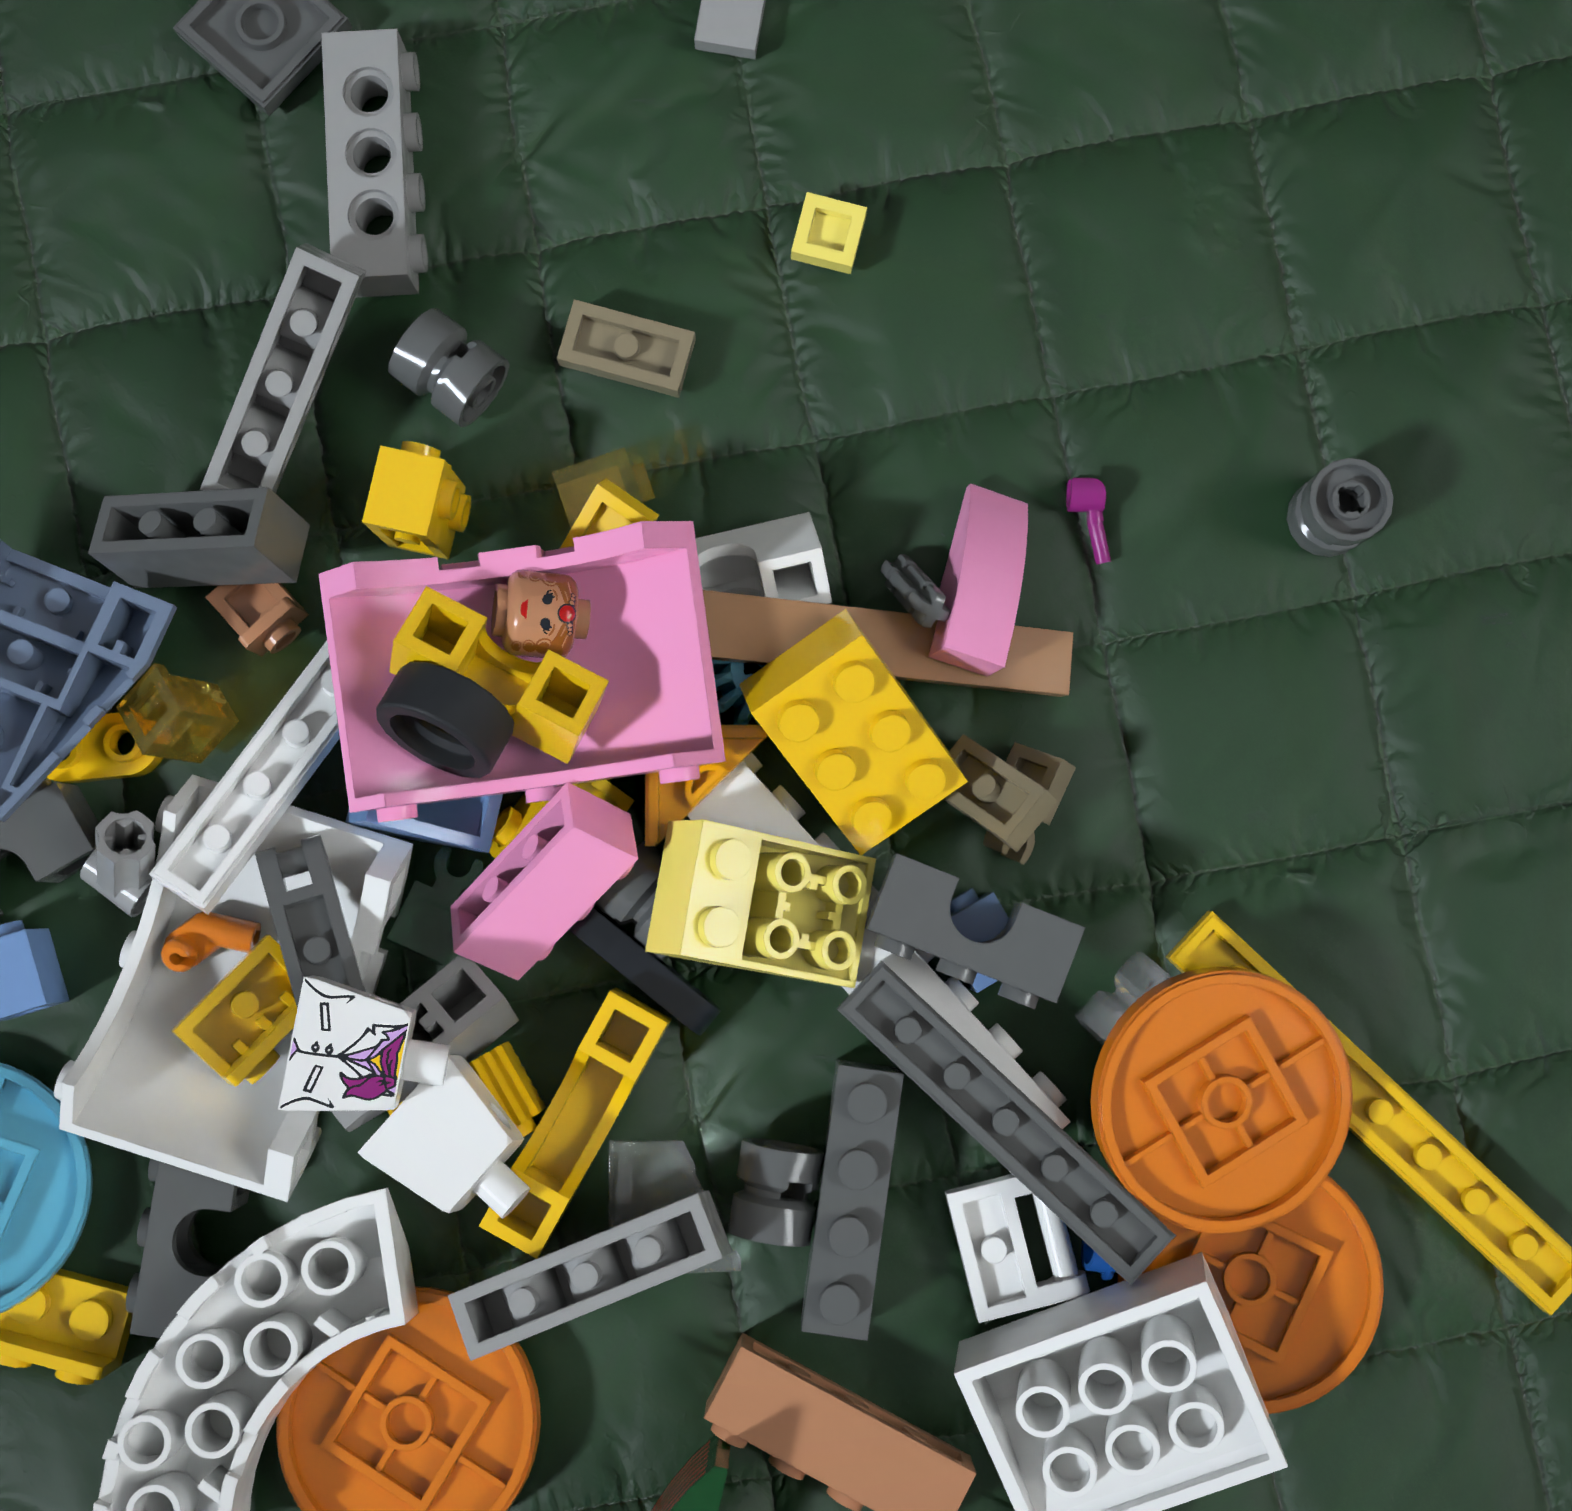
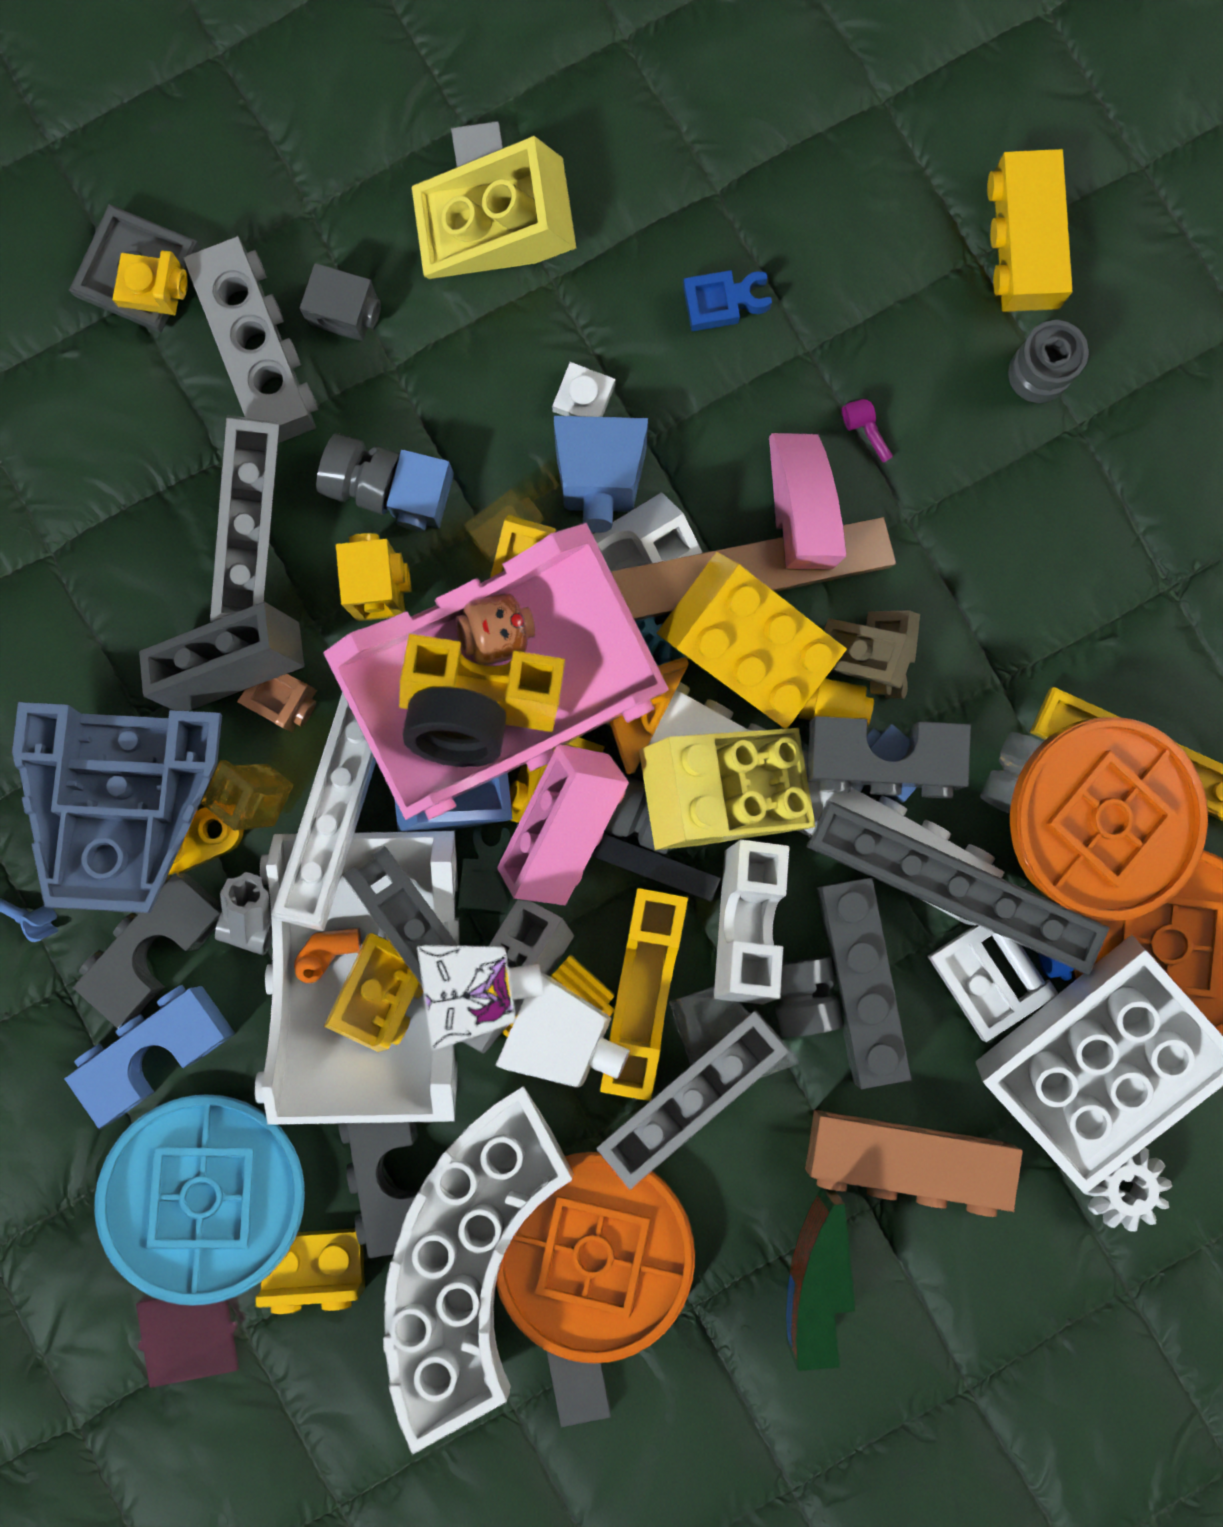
camera: 15 degrees left, 0 degrees up
(272, 50) = (150, 283): none -> yellow bracket
(496, 150) = (340, 302): none -> dark grey brick
(514, 412) = (419, 491): none -> medium blue brick
(626, 348) = (485, 417): dark tan plate -> none
(721, 1108) = (746, 955): none -> white arch
(723, 101) = (495, 212): none -> light yellow slope
(745, 454) = (600, 465): none -> medium blue torso
(757, 360) = (583, 392): none -> white plate
(828, 233) = (605, 283): light yellow plate -> none
(915, 591) = (760, 523): dark grey axle -> none
(938, 843) = (838, 700): none -> yellow brick
(956, 298) = (716, 300): none -> blue plate
(1373, 339) = (1030, 230): none -> yellow brick

